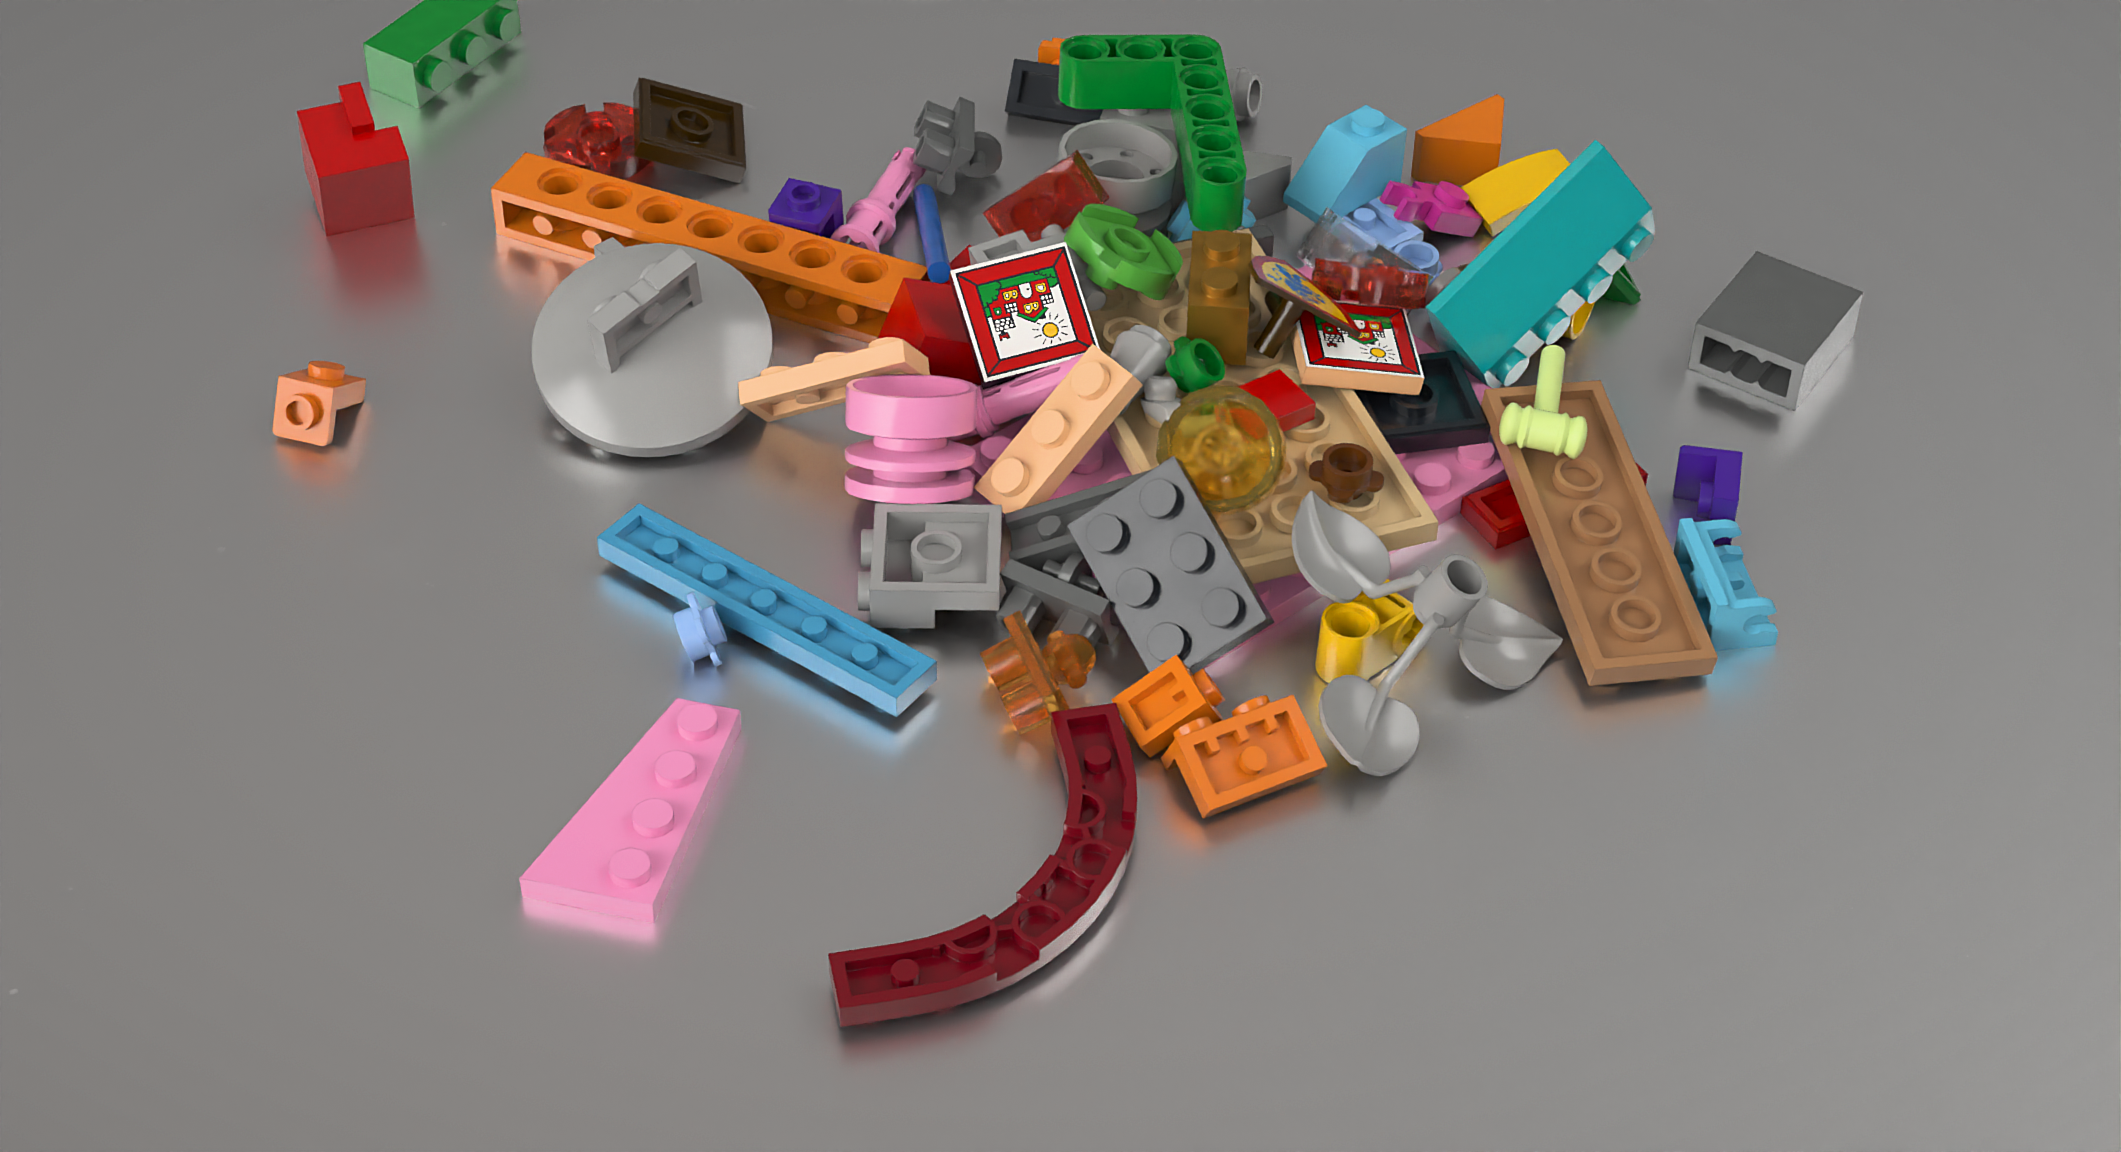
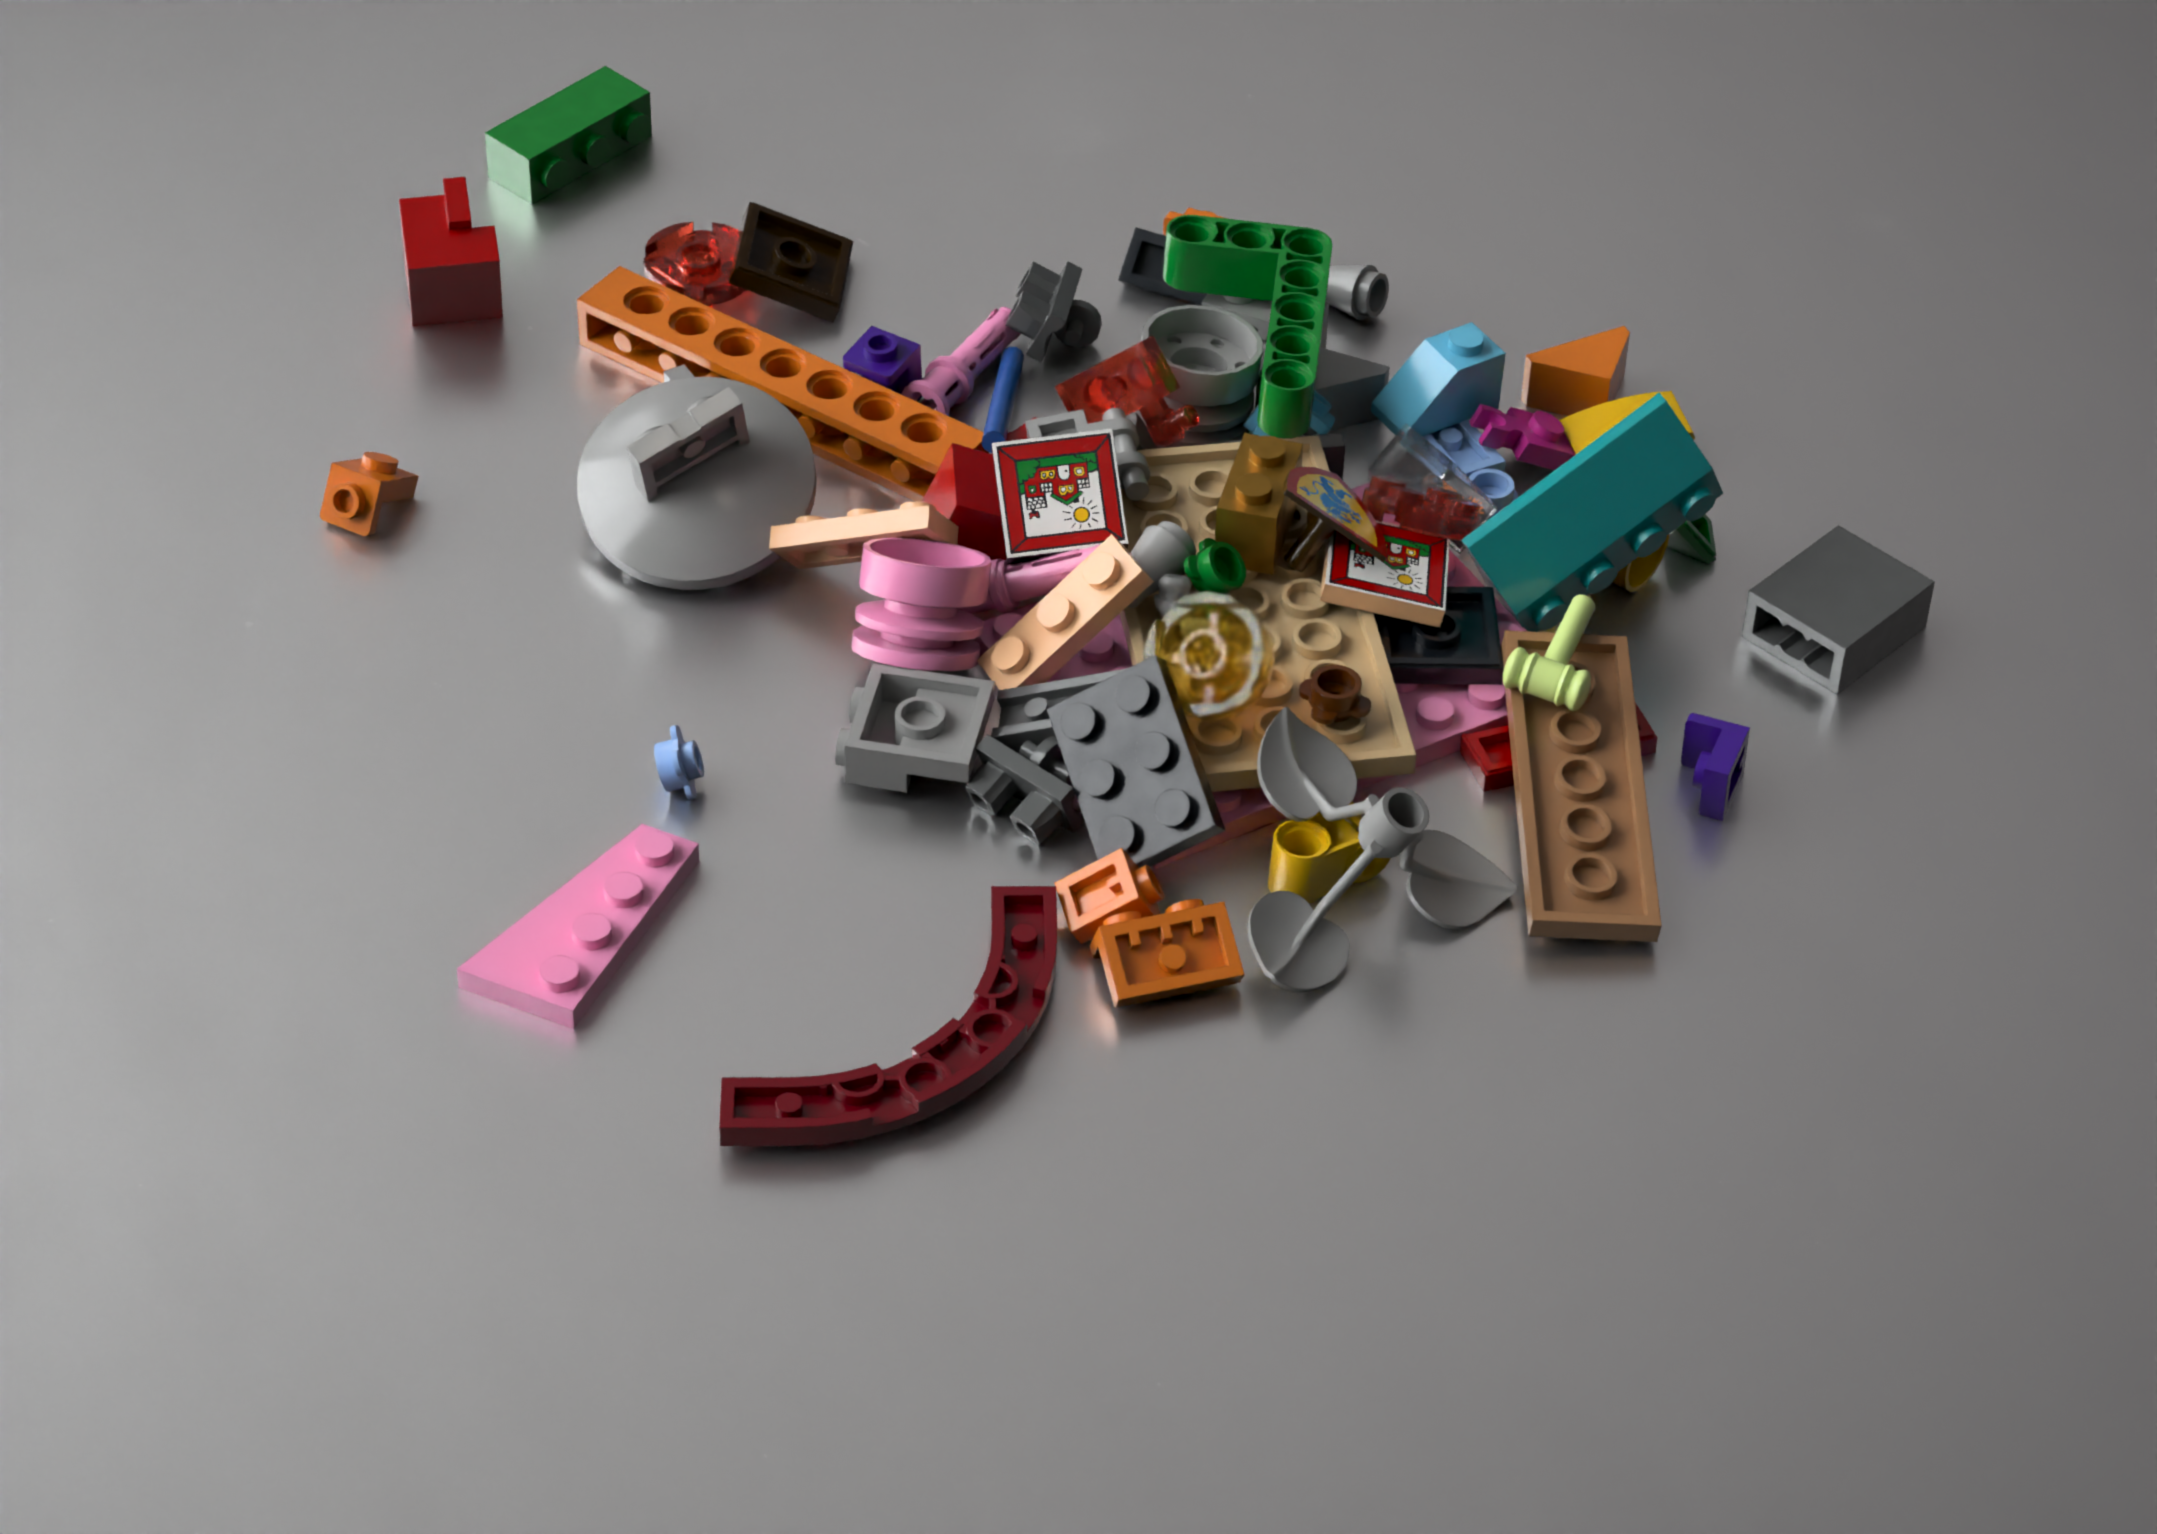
camera: 10 degrees right, 0 degrees up
(769, 609) = (750, 752): dark azure plate -> none
(1061, 662) = (997, 842): clear orange hips -> none
(1121, 253) = (1174, 445): bright green plate -> none
(1283, 398) = (1287, 615): red tile -> none
(1722, 586) = (1693, 858): medium azure hinge -> none

